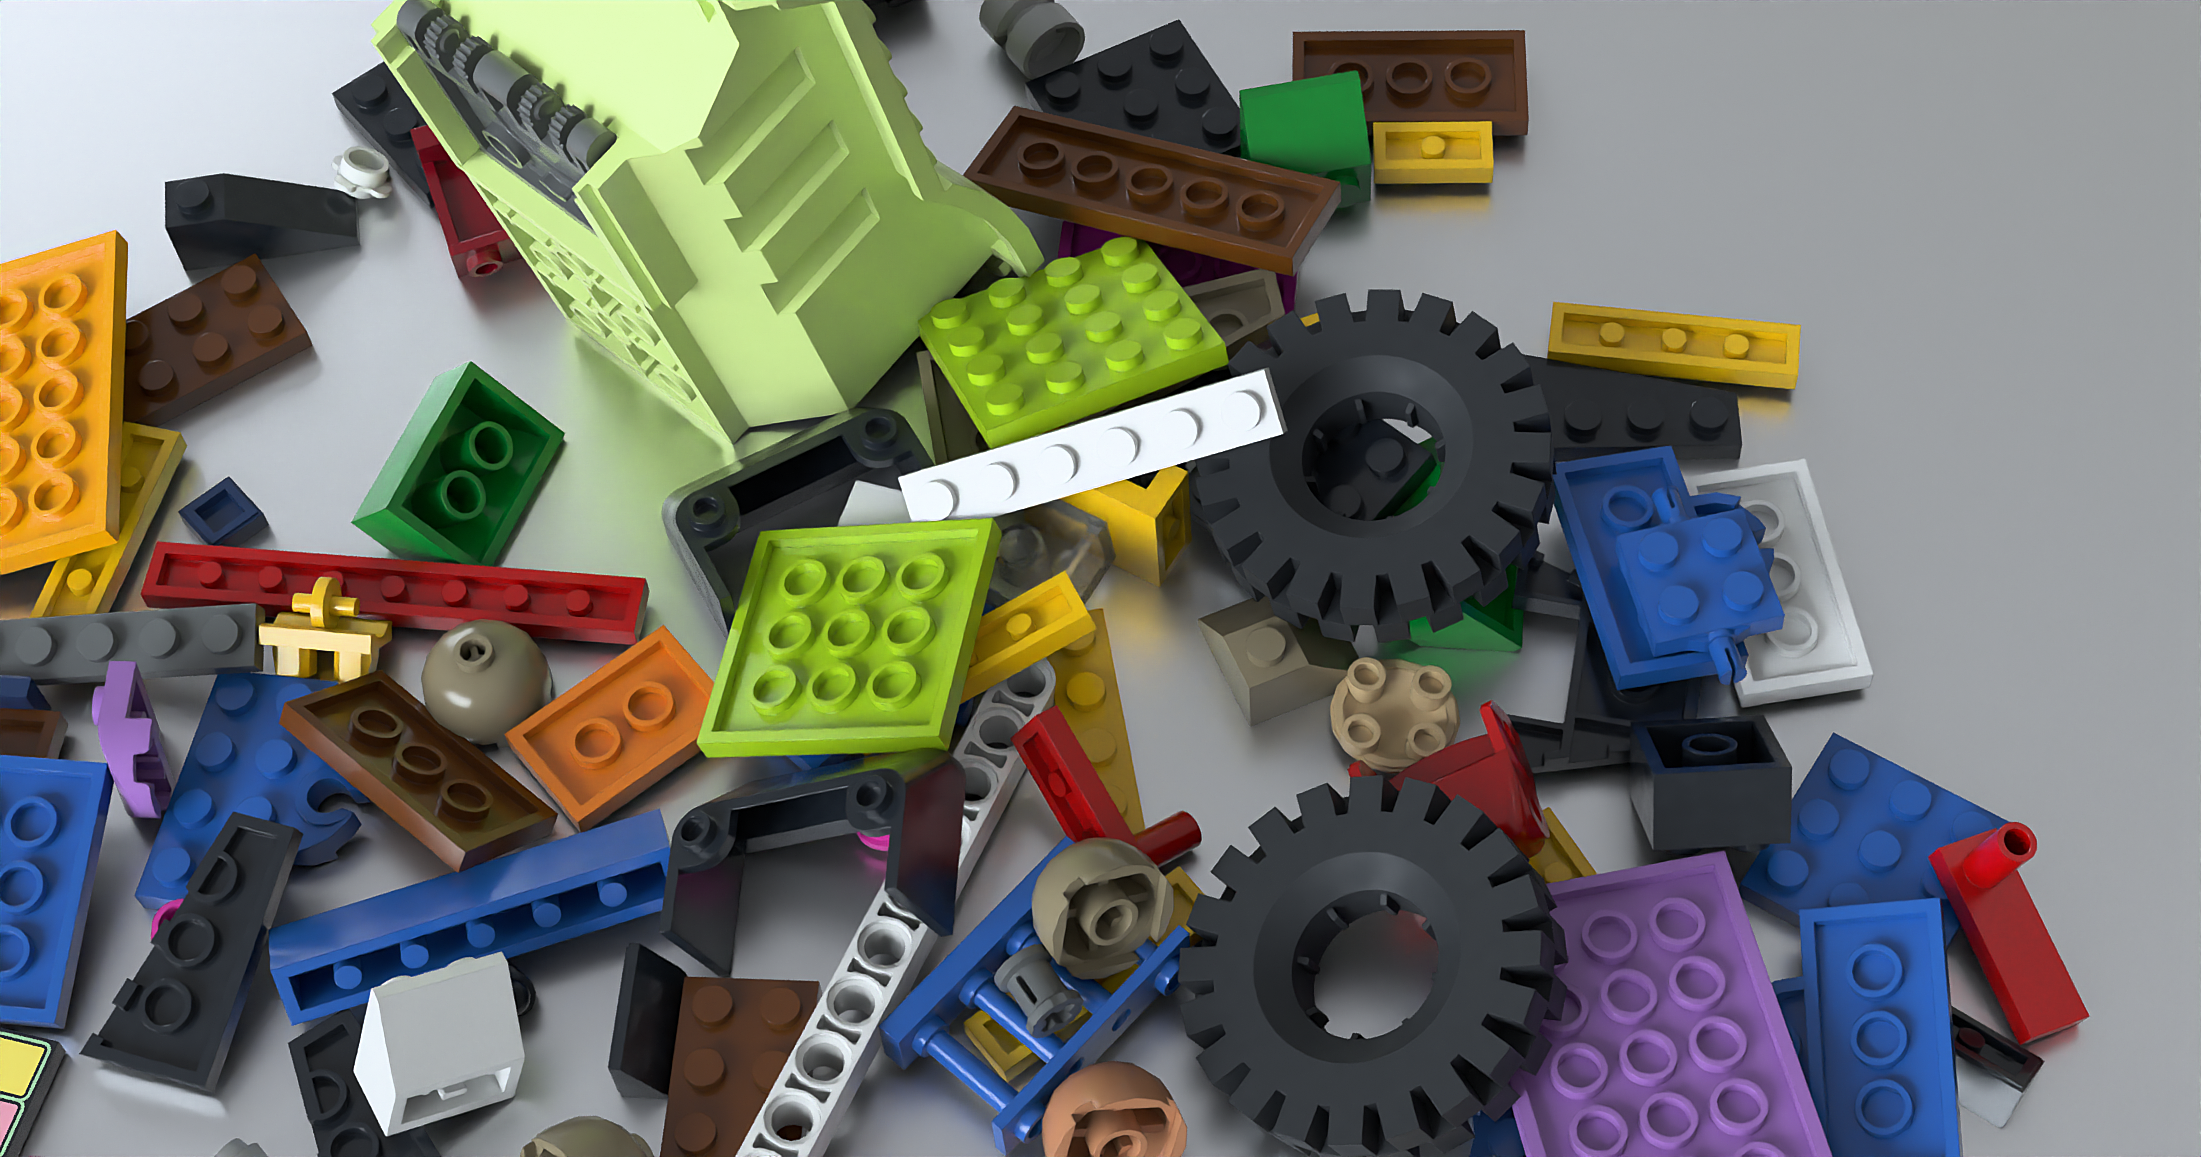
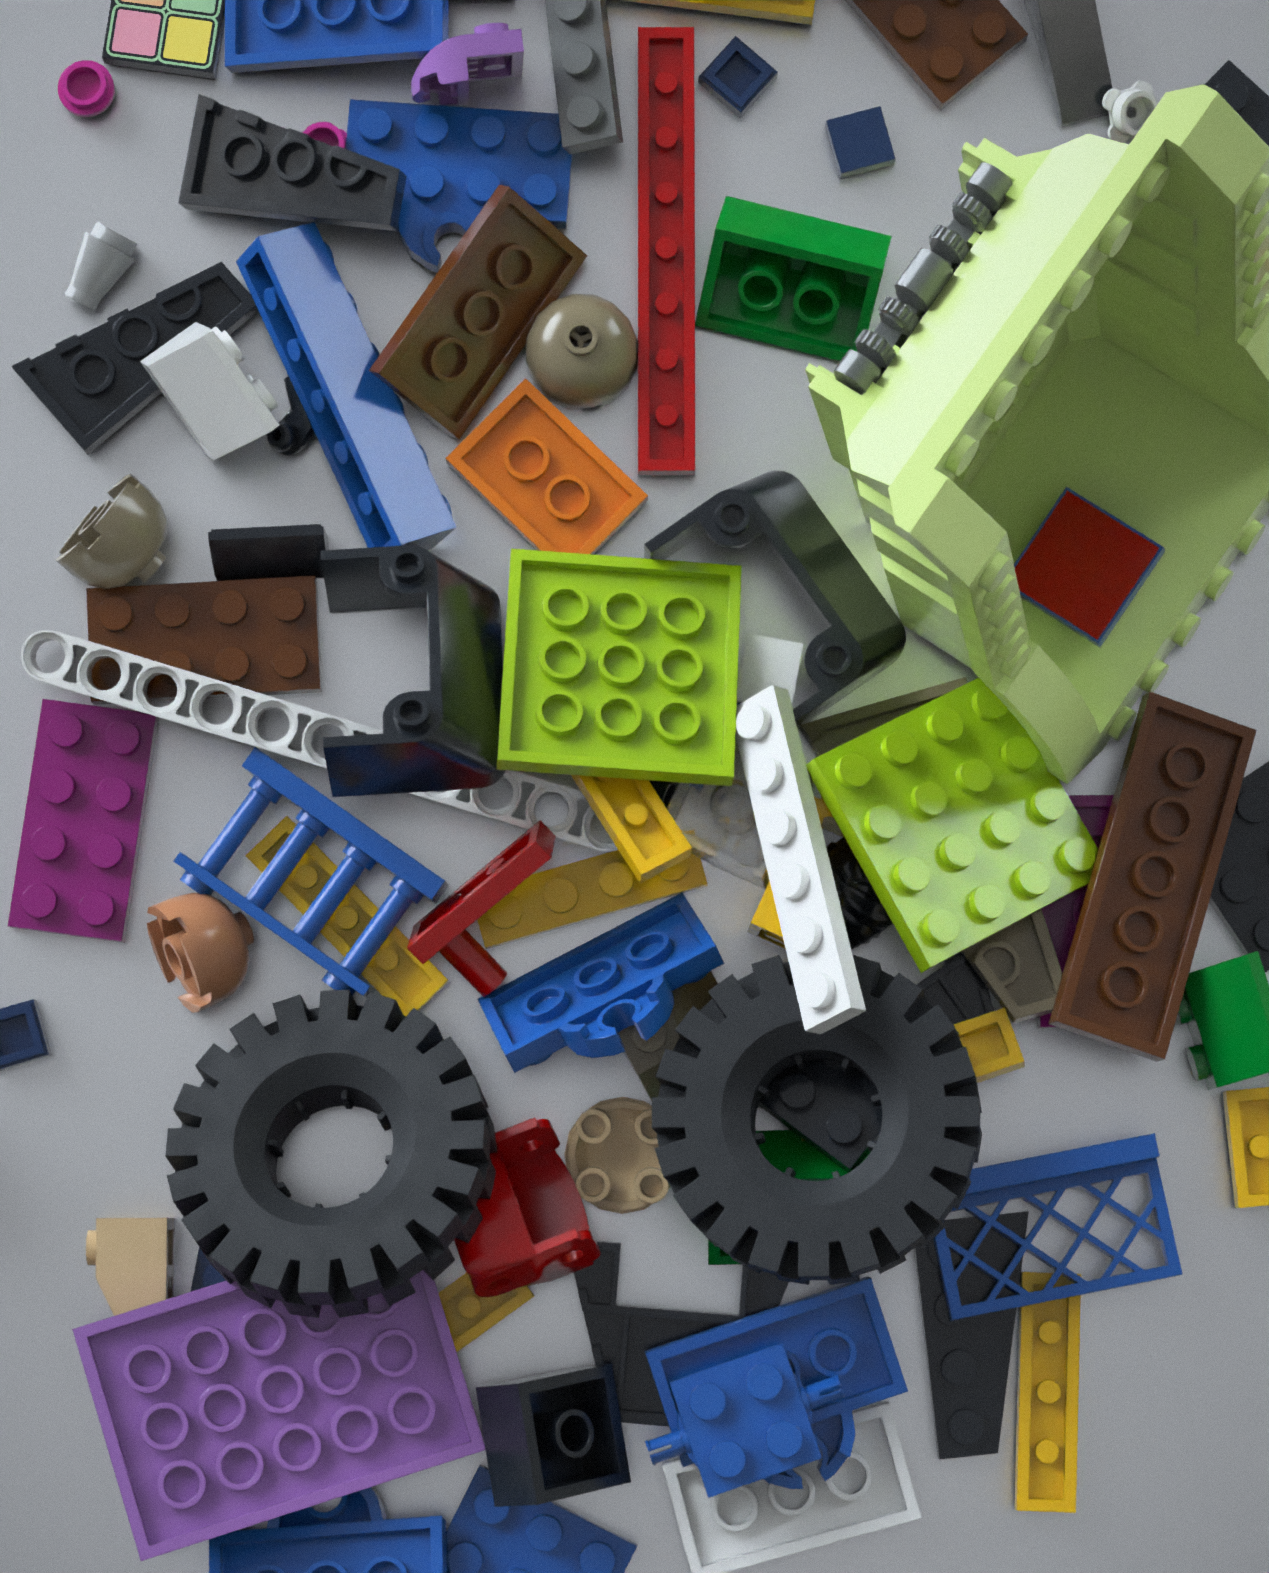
camera: 80 degrees right, 25 degrees up
(300, 635) = (610, 201): yellow hips -> none
(326, 411) = (860, 142): none -> dark blue tile
(1038, 991) = (293, 876): dark grey bush -> none
(1100, 906) = (369, 912): dark tan cylinder -> none
(1209, 696) = (603, 987): none -> blue plate
(1440, 278) = (1056, 1174): none -> blue fence

